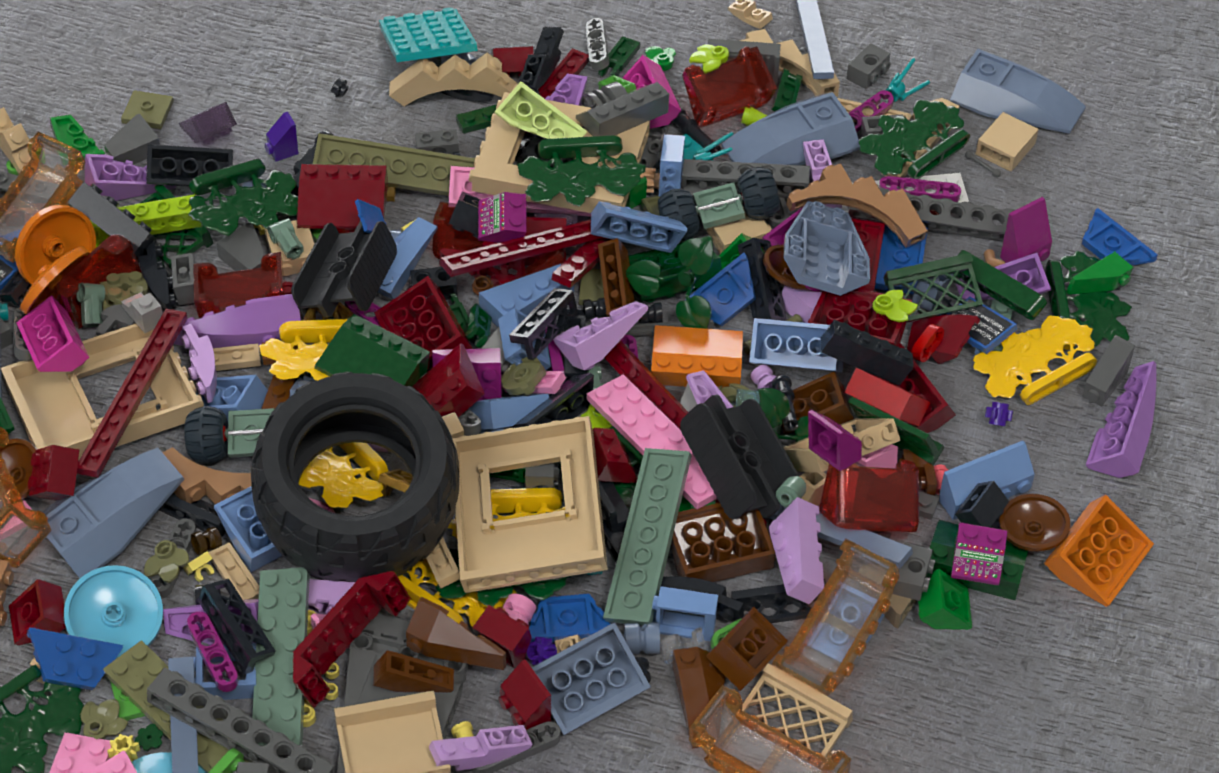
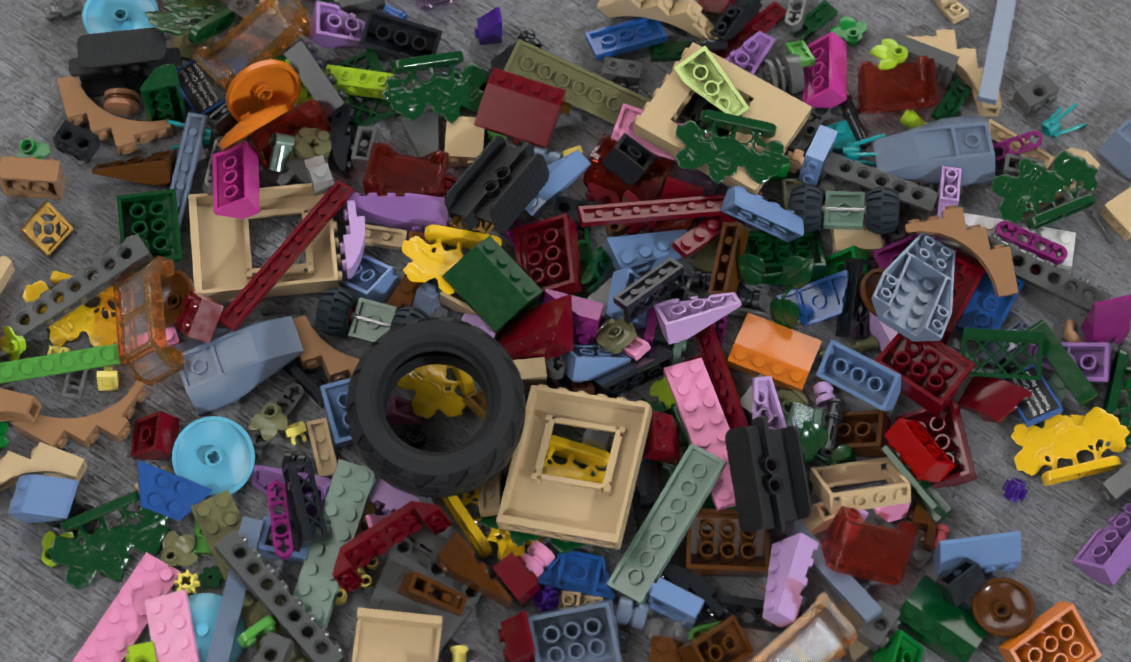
camera: 15 degrees right, 15 degrees up
(206, 540) = (307, 410): dark brown wheel -> none
(284, 235) = (459, 131): sand green piece -> none
(368, 215) = (536, 141): blue piece -> none
(430, 114) = (625, 37): none -> blue plate
(502, 217) = (646, 176): magenta slope -> none
(626, 111) = (790, 95): dark grey slope -> none
(790, 490) = (800, 522): sand green brick -> none
(833, 441) = (846, 496): magenta slope -> none
(867, 352) = (914, 406): black brick -> none
(894, 306) = (958, 368): lime plate -> none
(927, 342) = (976, 404): red beam -> none
(979, 554) = (939, 629): magenta slope -> none

